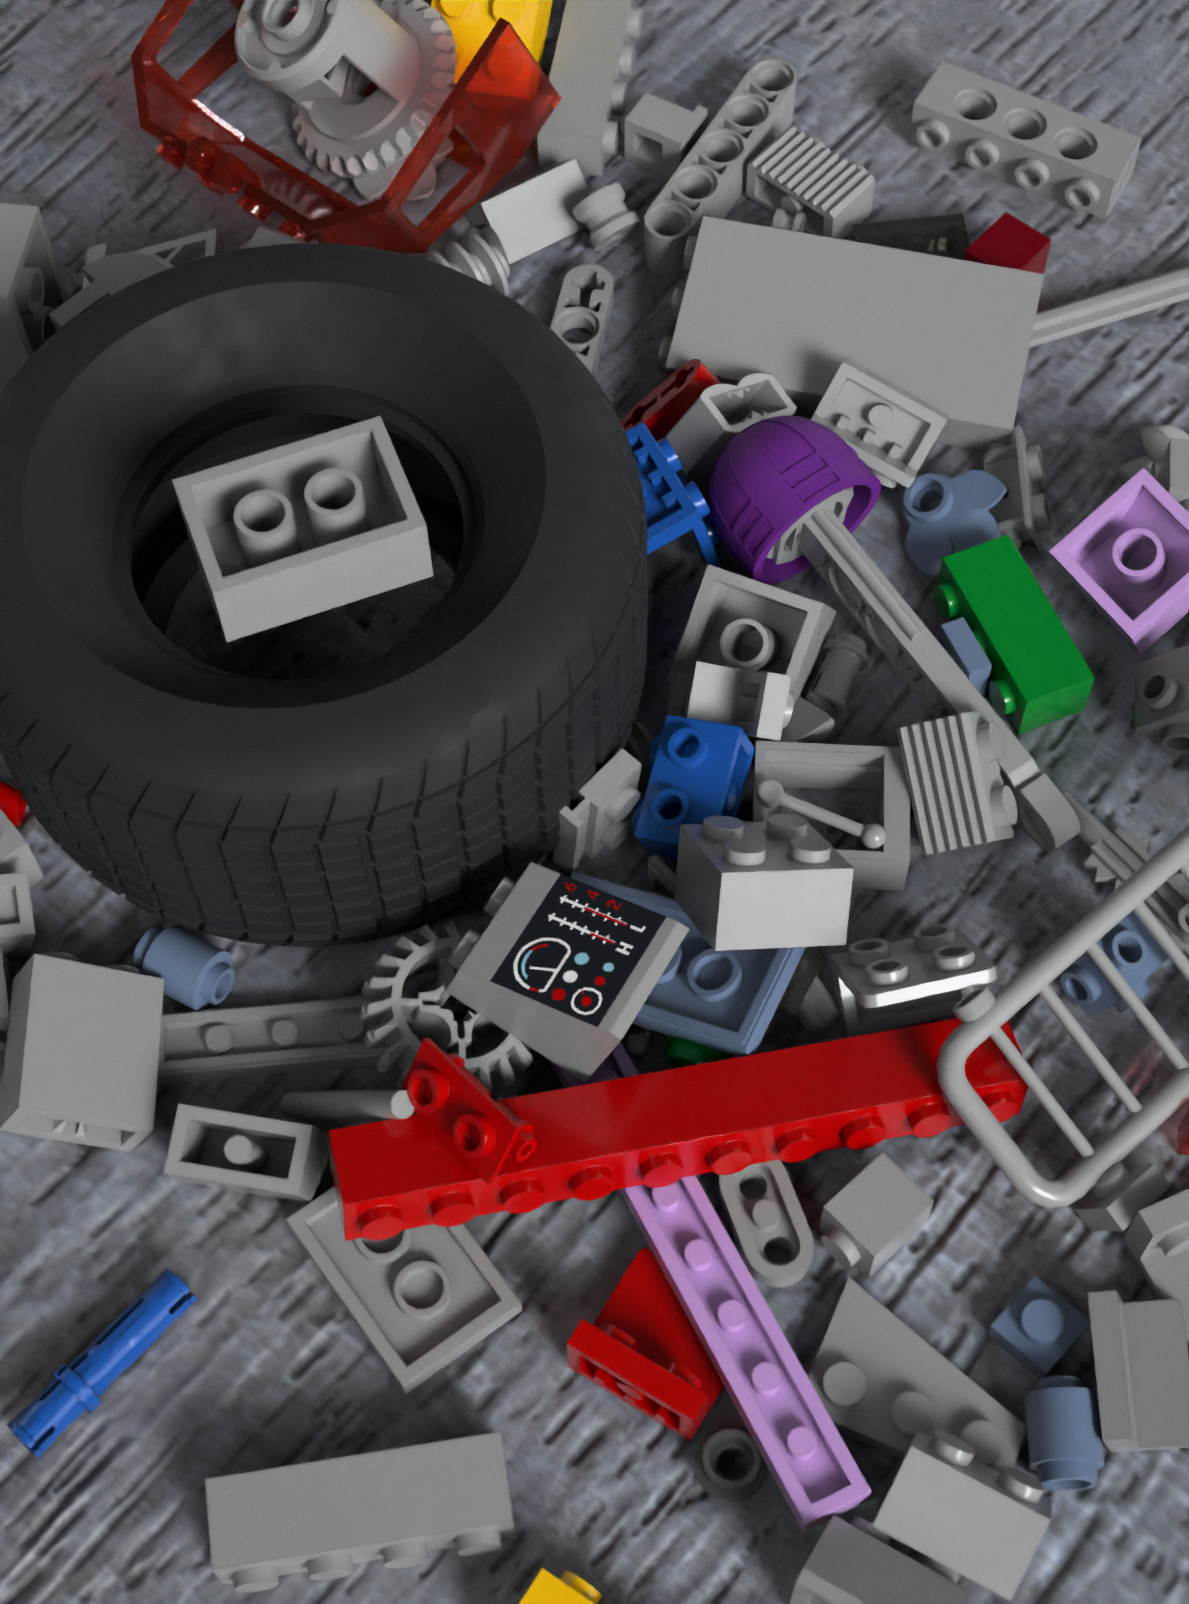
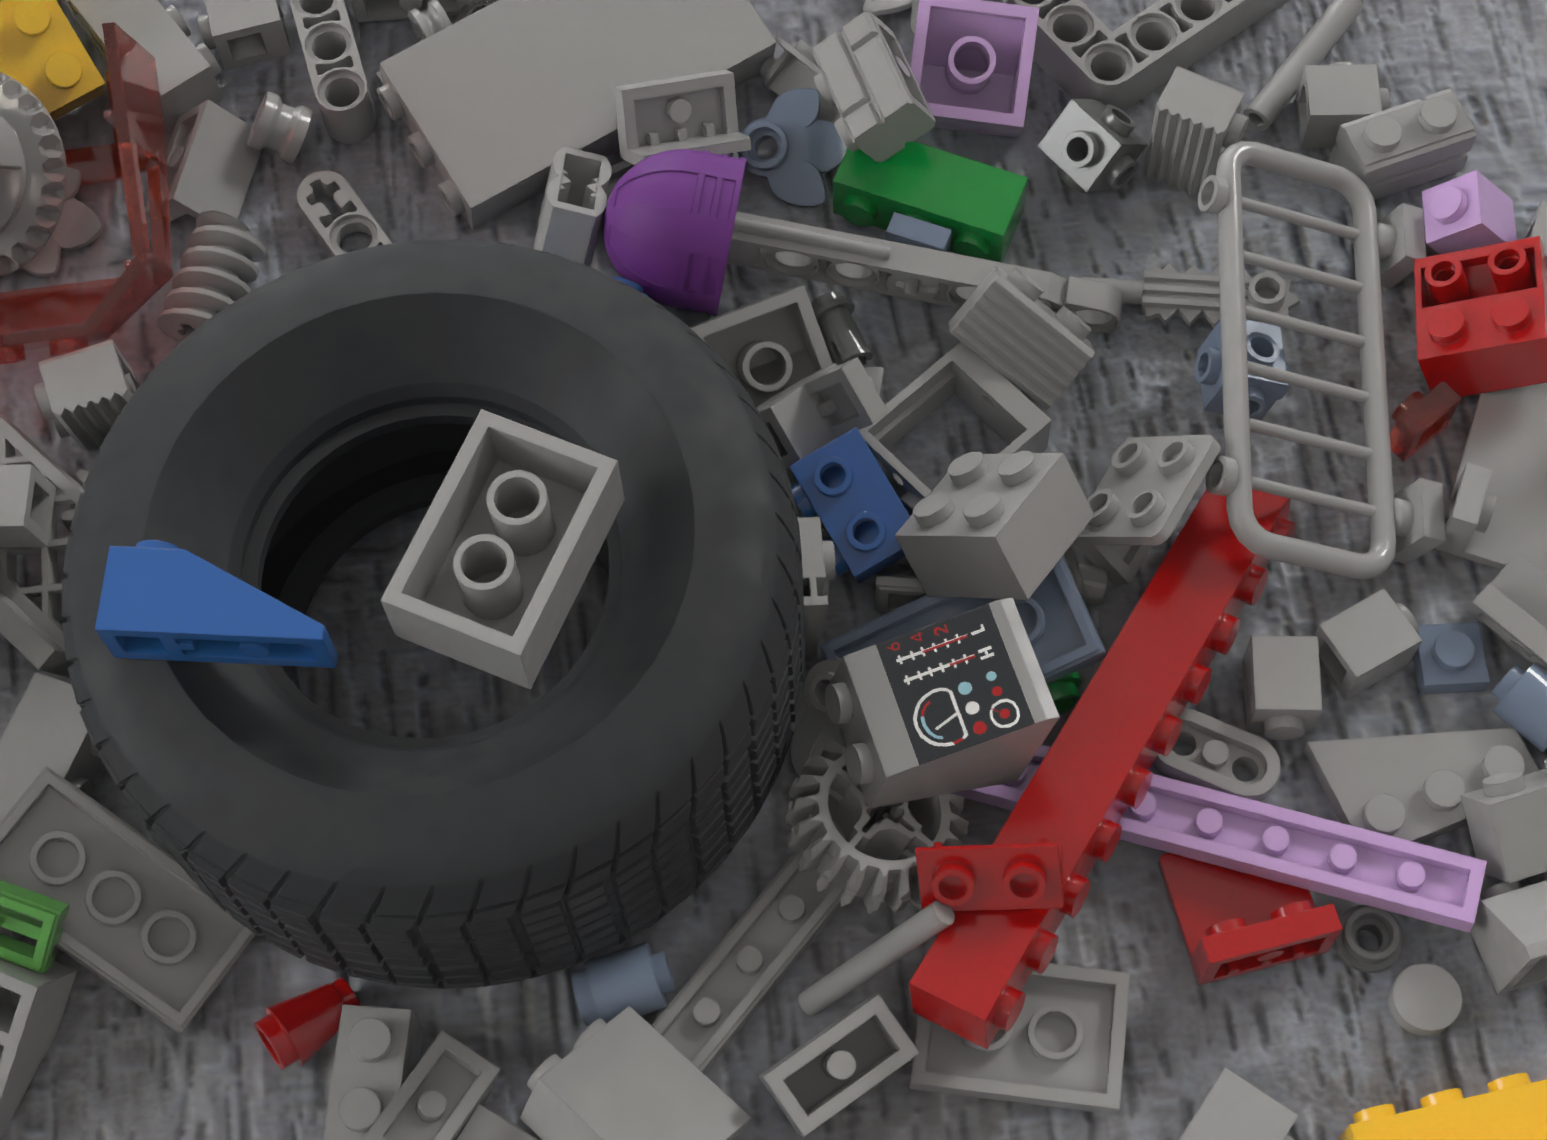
camera: 45 degrees left, 5 degrees up
(73, 390) = (182, 608): none -> blue slope
(670, 399) = (509, 214): red beam -> none
(722, 1552) = (1425, 999): none -> light grey tile
(772, 794) = (911, 457): light grey hinge -> none
(979, 1249) = (1367, 643): none -> light grey brick
(1034, 509) = (872, 88): none -> light grey brick

